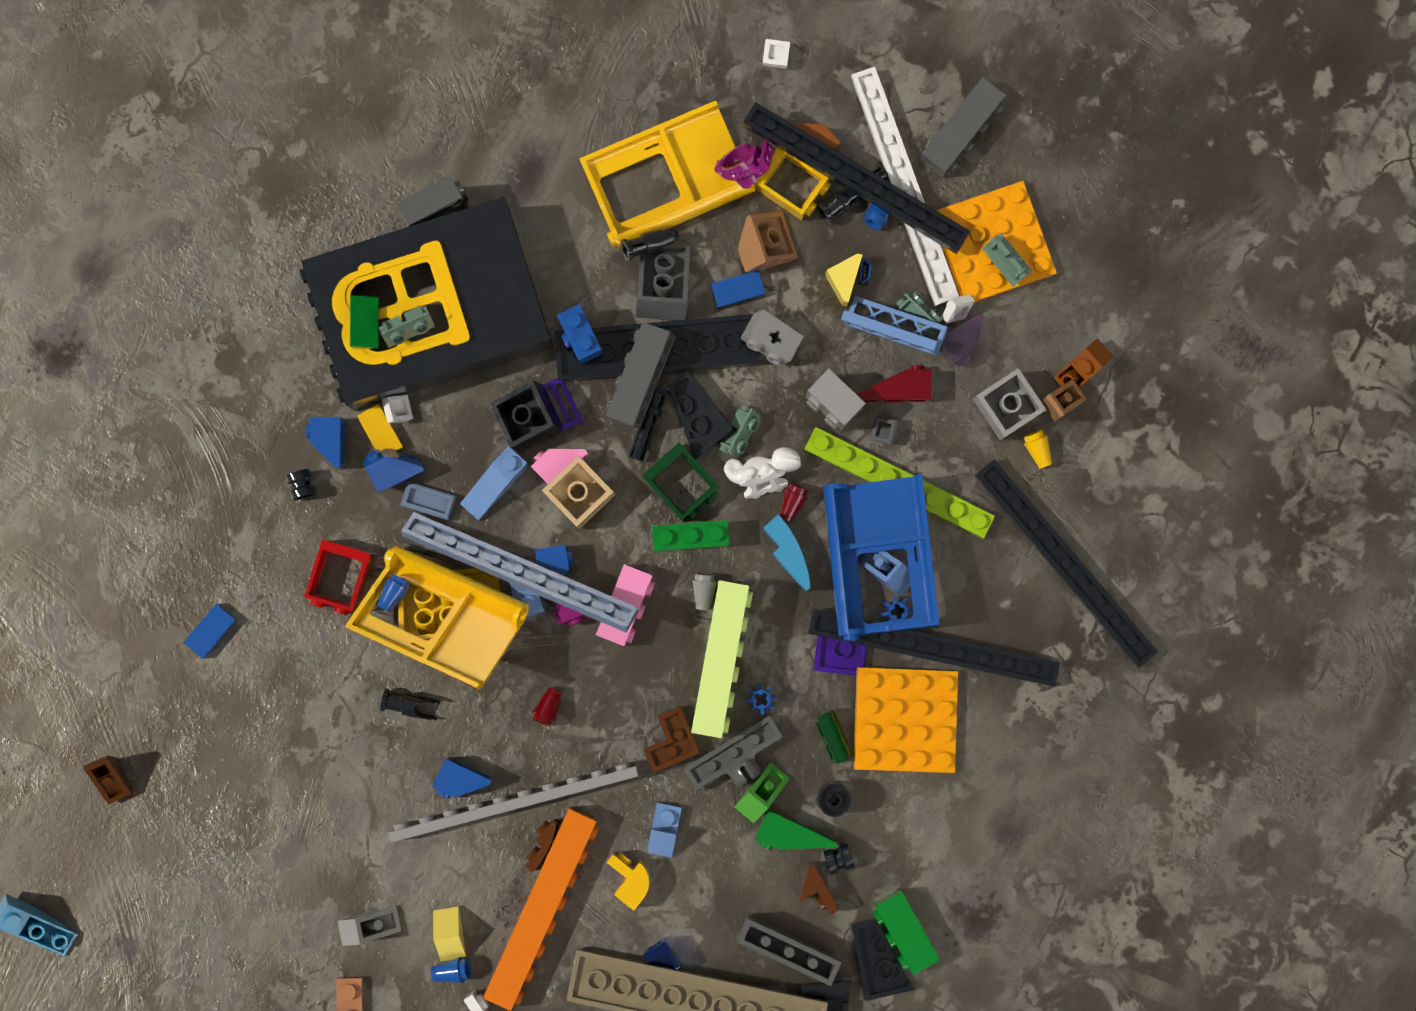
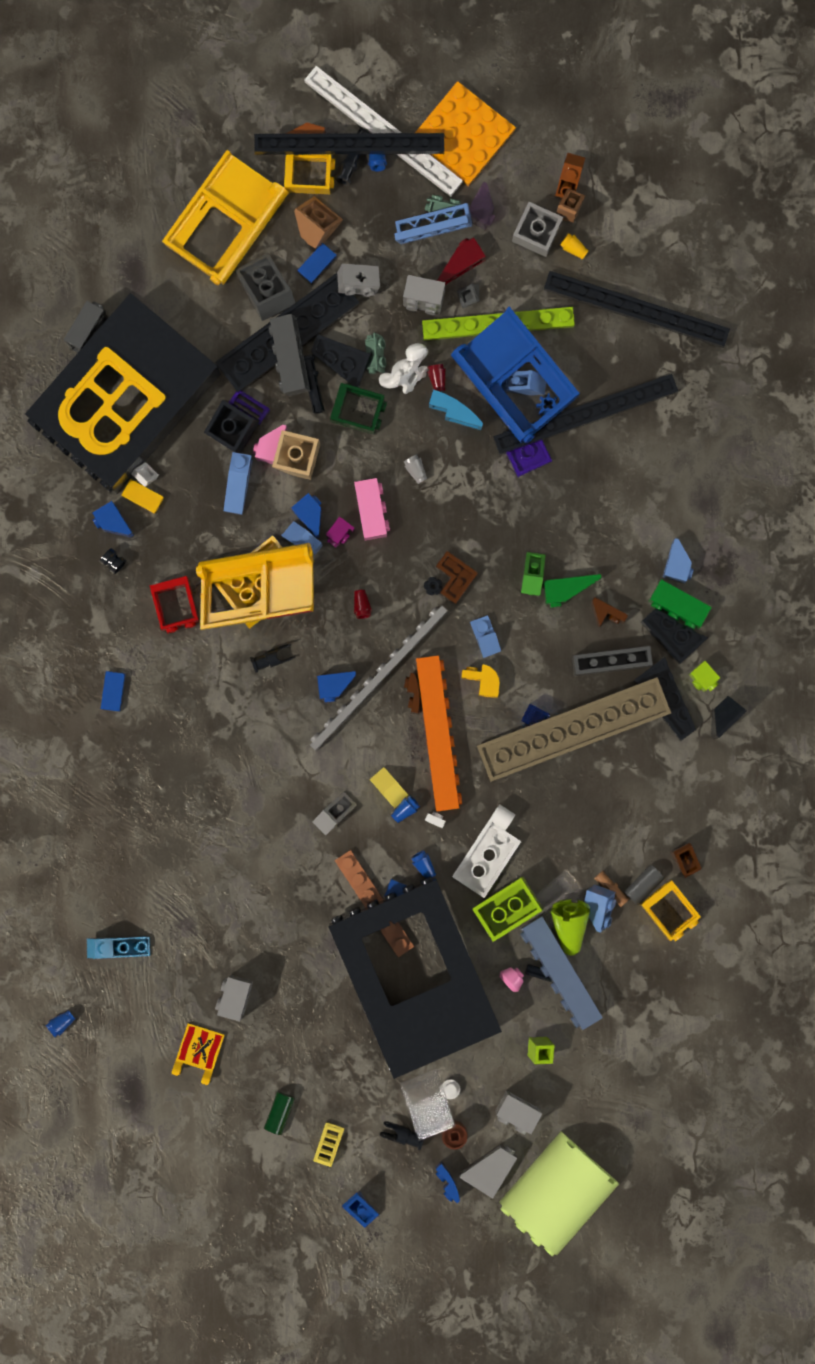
camera: 25 degrees left, 0 degrees up
(108, 779) = (107, 823): reddish brown slope -> none
(364, 322) = (91, 426): green slope -> none
(391, 467) = (164, 514): blue slope -> none
(393, 592) = (216, 591): blue cone -> none
(417, 323) = (116, 420): sand green hinge -> none
(428, 501) = (201, 521): sand blue tile -> none
(520, 572) = (290, 527): sand blue plate -> none
(579, 334) = (233, 353): blue brick -> none
(647, 736) = (433, 581): none -> black plate
(648, 243) = (240, 268): black piece -> none
(690, 536) = (385, 439): green brick -> none
(720, 659) = (453, 503): yellowish green brick -> none
(735, 756) = (502, 561): dark grey plate -> none
(752, 165) = (277, 177): magenta piece -> none
(768, 698) = (499, 512): blue gear -> none
(776, 53) = (246, 96): white plate -> none
(833, 737) = (556, 510): dark green brick -> none
(833, 799) = (581, 548): black wheel -> none
(839, 859) = (608, 585): black wheel -> none
(843, 277) = (380, 214): light yellow slope -> none
(864, 272) = (392, 202): piece -> none
(905, 720) = (596, 471): light orange plate -> none
(932, 884) = (678, 564): none -> medium blue slope
(958, 308) = (466, 188): white plate -> none
(962, 127) = (397, 70): dark grey brick -> none
(1006, 259) = (478, 137): sand green hinge -> none

